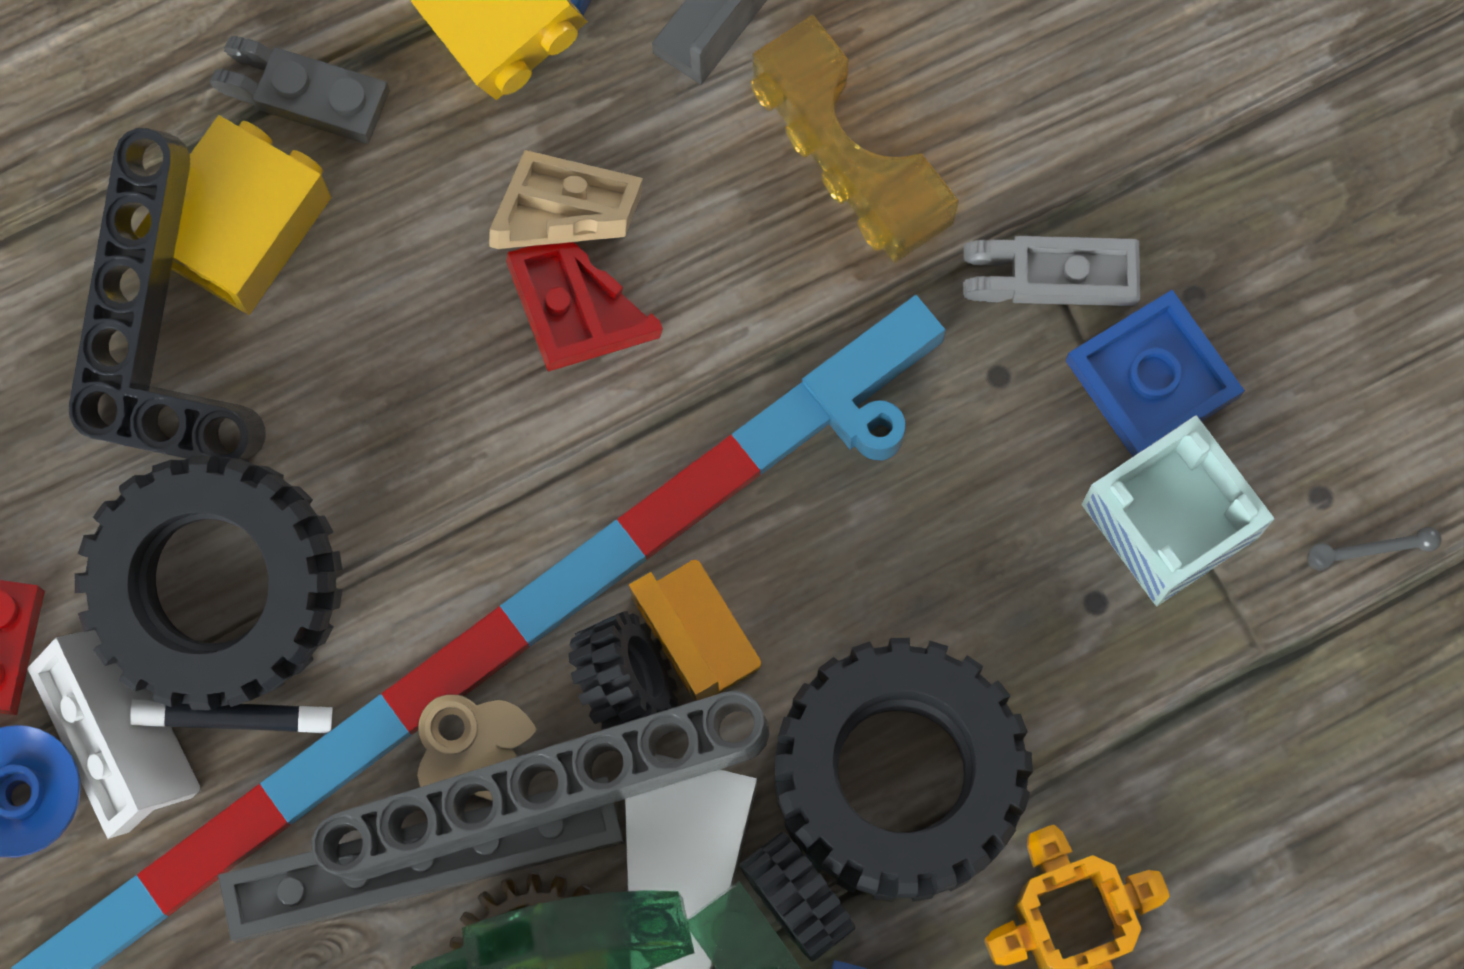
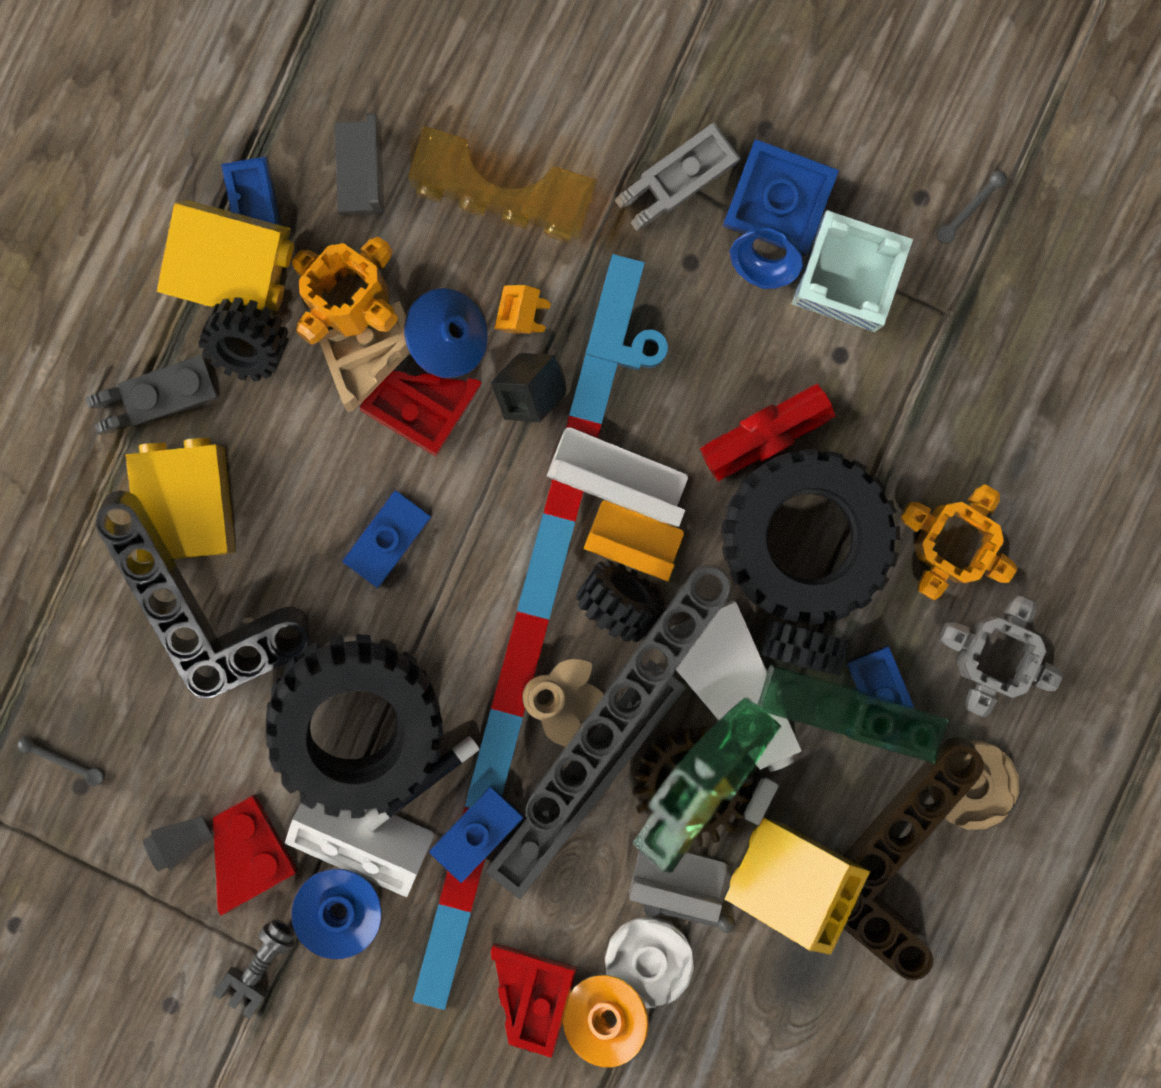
camera: 40 degrees left, 15 degrees up
(244, 822) = (476, 833): none -> blue plate
(421, 420) = (386, 539): none -> blue plate
(465, 88) = (243, 339): none -> black tyre
(604, 150) = (319, 275): none -> light orange piece
(641, 253) = (429, 335): none -> blue dish
(711, 371) = (529, 387): none -> pearl dark grey panel
(733, 541) = (619, 476): none -> white panel
(764, 280) = (518, 310): none -> light orange tile
(947, 616) = (767, 432): none -> red piece
(1068, 431) = (762, 271): none -> blue piece

